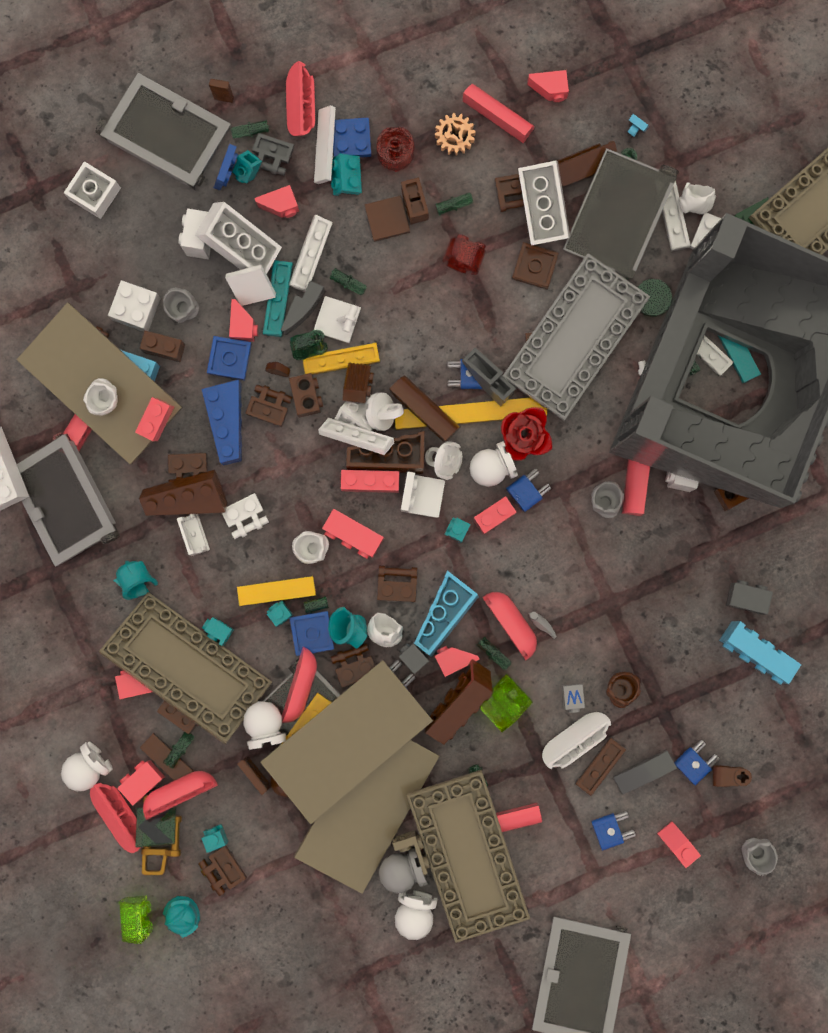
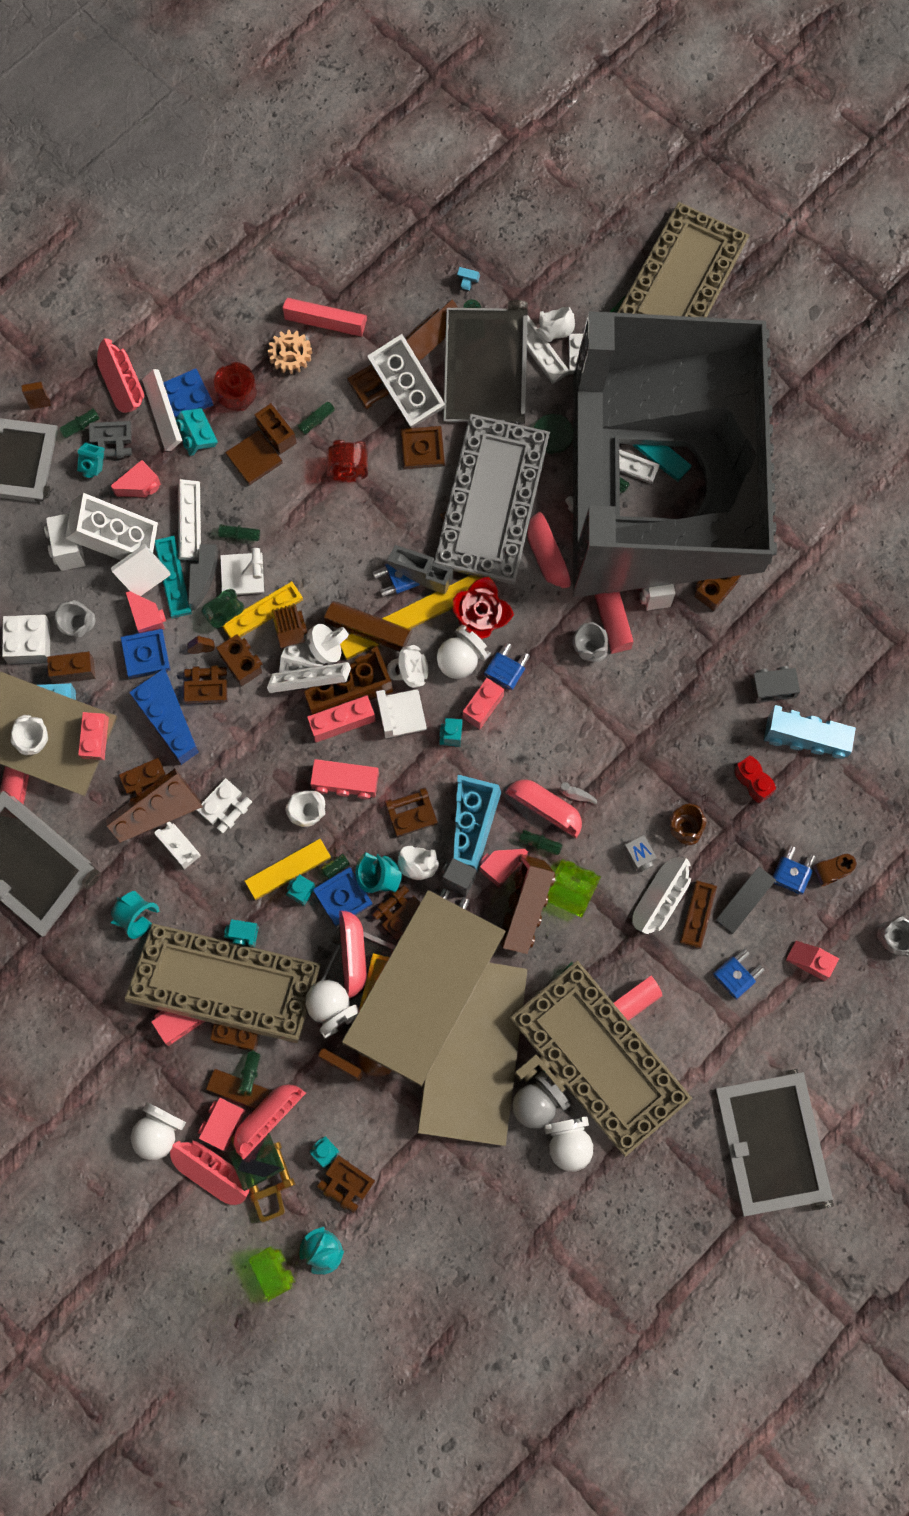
camera: 25 degrees left, 10 degrees down
(228, 162) = (70, 471): blue plate -> none
(550, 85) = (366, 271): coral slope -> none
(603, 402) = (547, 552): none -> coral brick
(697, 678) = (751, 775): none -> red brick

